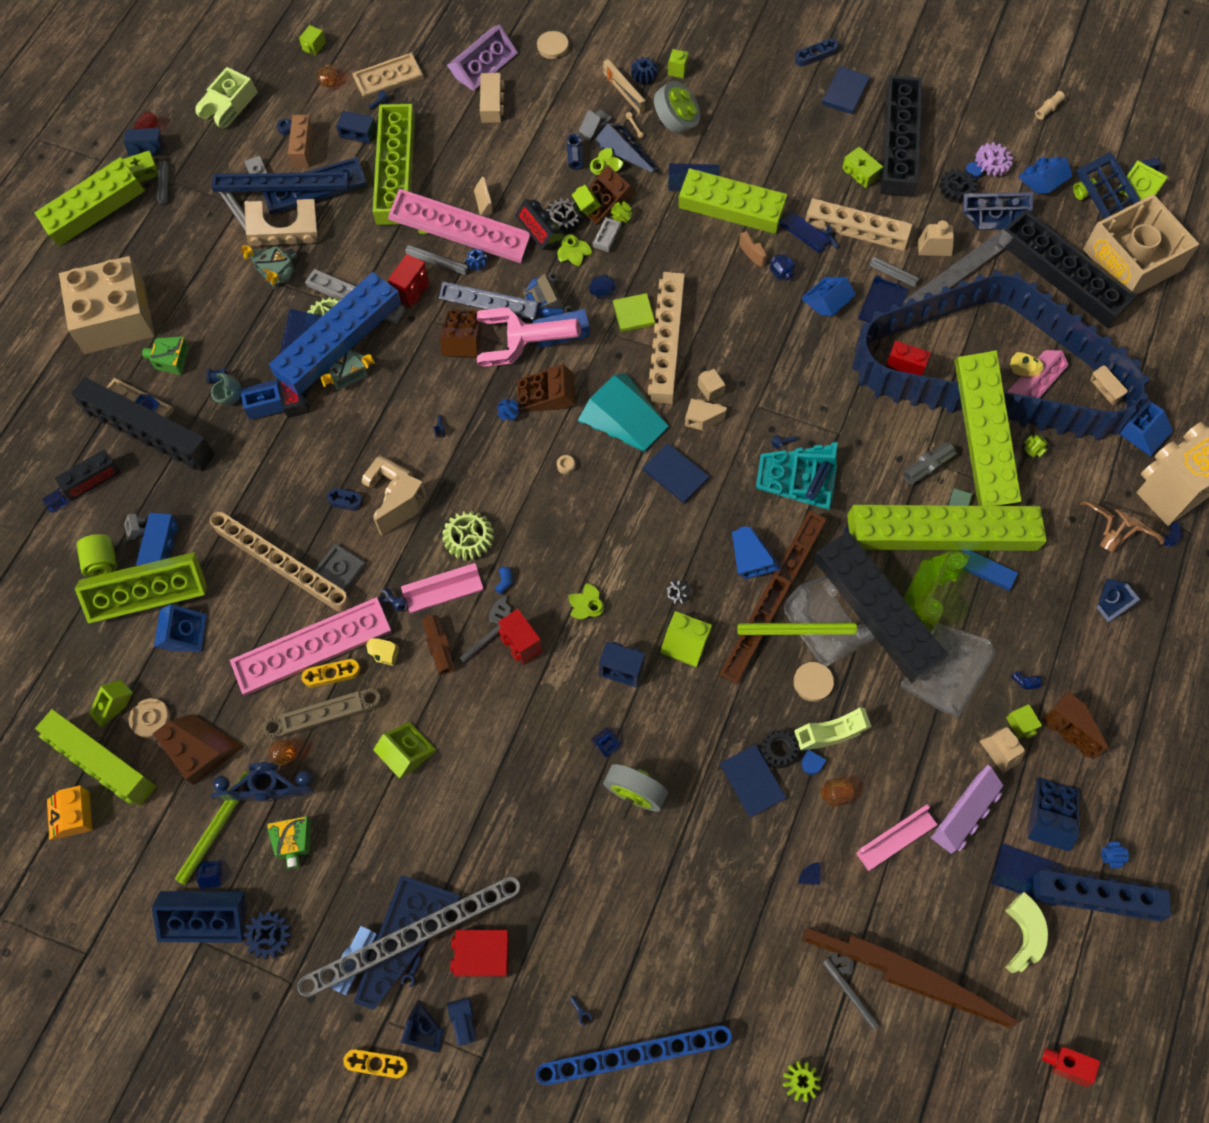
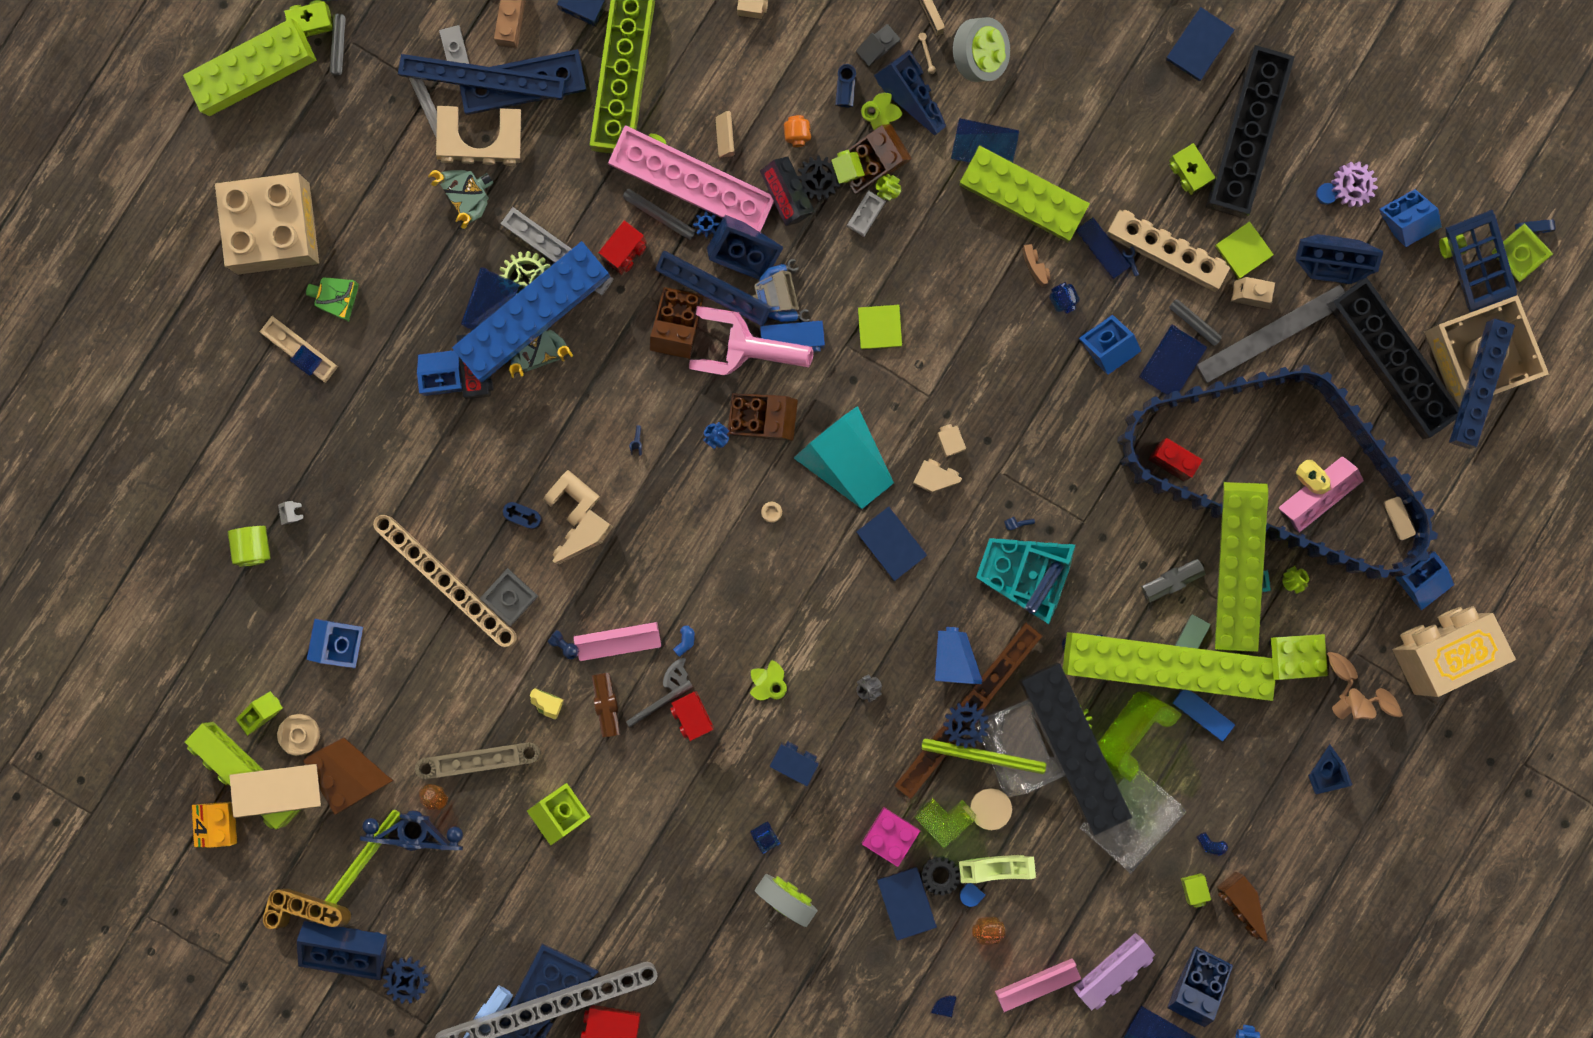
camera: 10 degrees right, 20 degrees up
(54, 500) = (201, 462): clear blue slope -> none
(87, 475) = (240, 440): black brick -> none
(123, 759) = (275, 791): none -> tan tile
(139, 883) = (308, 911): none -> pearl gold beam
(141, 587) = (296, 593): lime brick -> none
(143, 424) = (300, 387): black brick -> none
(157, 538) = (314, 537): blue brick -> none
(209, 874) = (355, 905): clear blue slope -> none
(211, 375) = (390, 334): dark blue bush -> none
(227, 390) = (401, 358): sand green helmet -> none
(290, 839) = (435, 889): torso -> none
(310, 646) = (471, 684): bright pink plate -> none
(324, 668) = (475, 723): yellow beam -> none
(464, 526) = (667, 593): yellowish green gear -> none
(509, 267) = (742, 248): none -> dark blue slope
(541, 186) = (797, 131): none -> orange head
(573, 252) = (822, 232): lime plate -> none
(602, 286) = (848, 288): clear blue head -> none
(669, 311) = (934, 298): tan brick -> none
(685, 639) = (866, 743): lime slope -> none
(724, 718) = (890, 836): none -> dark pink brick
(768, 597) = (959, 717): none -> dark blue gear
(776, 699) = (944, 825): none -> clear neon green brick
(920, 215) = (1244, 250): none -> lime tile
(956, 184) = (1309, 216): black gear -> none
(1003, 749) = (1166, 913): tan torso -> none
(1050, 105) = (1446, 112): tan pin -> none
(1058, 504) = (1299, 656): none -> lime plate
(1148, 254) = (1481, 383): none -> dark blue brick
(1174, 536) = (1416, 710): clear blue arm -> none

